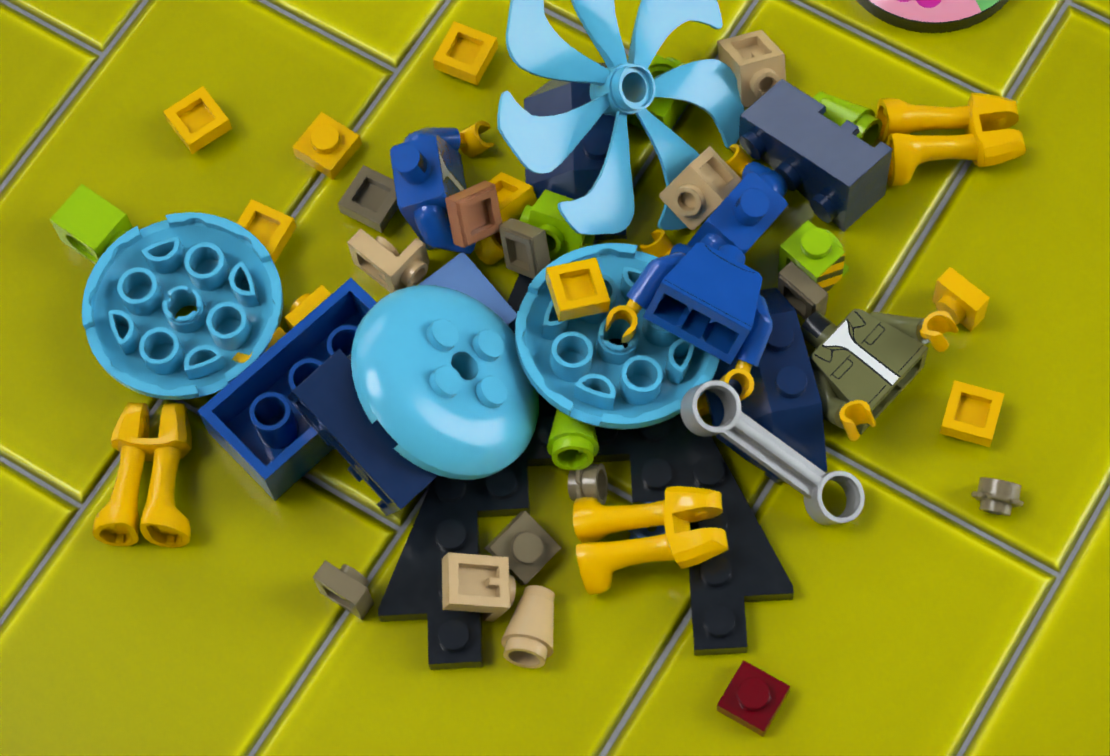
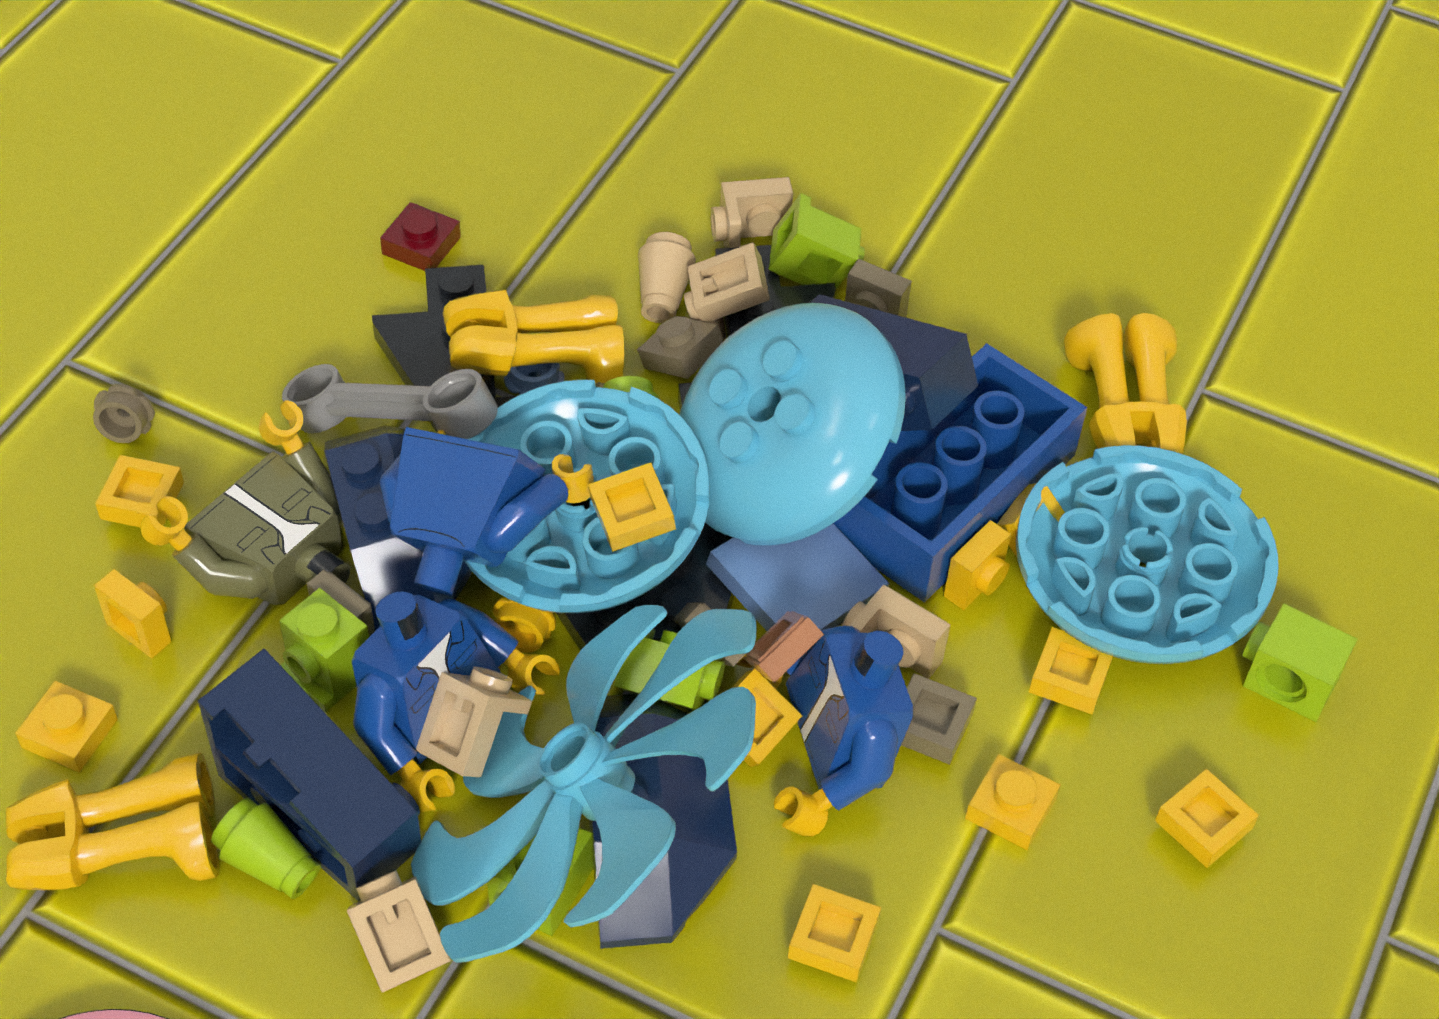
camera: 165 degrees right, 15 degrees down
(391, 638) = (814, 245): none -> lime brick
(437, 701) = (750, 209): none -> tan bracket
(997, 226) = (66, 726): none -> yellow plate

